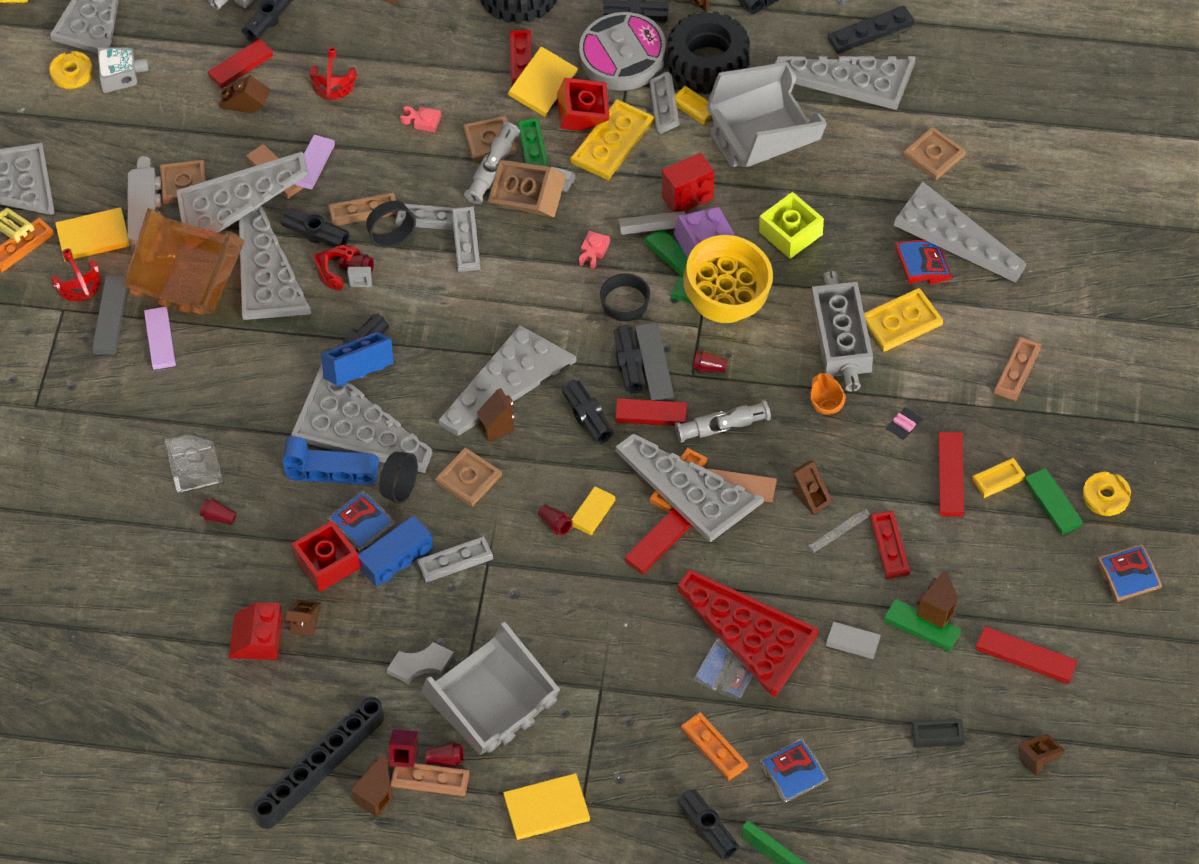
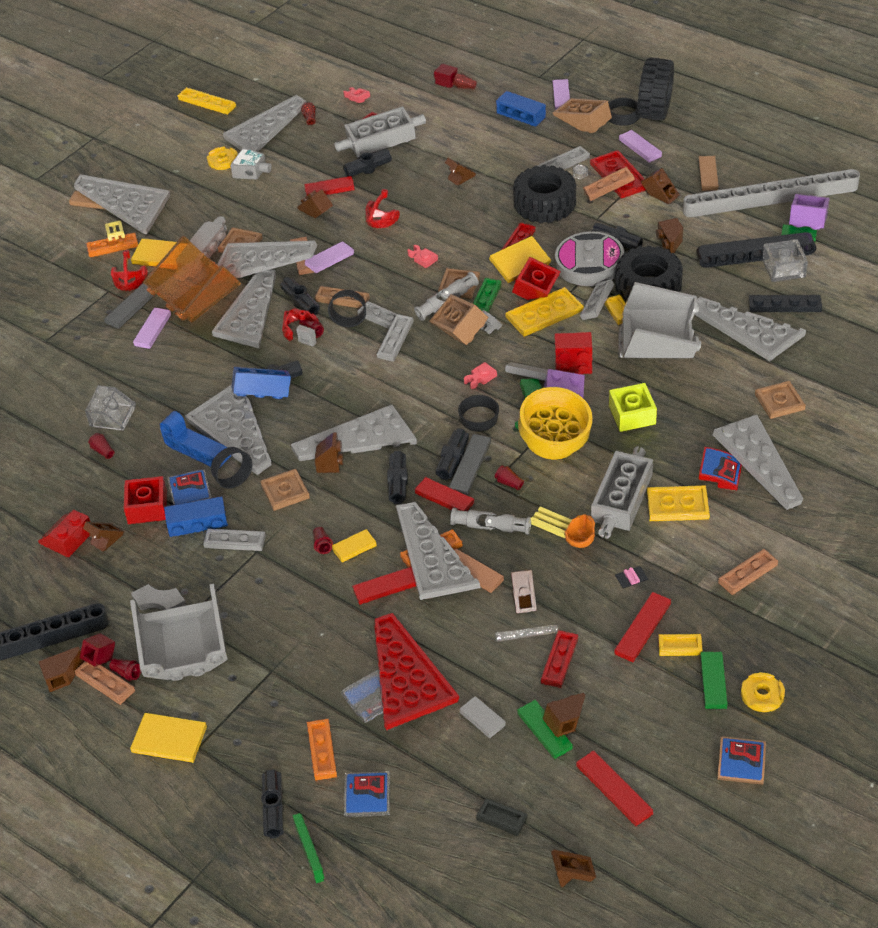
camera: 30 degrees right, 10 degrees down
(786, 392) = (553, 519): none -> light yellow tile

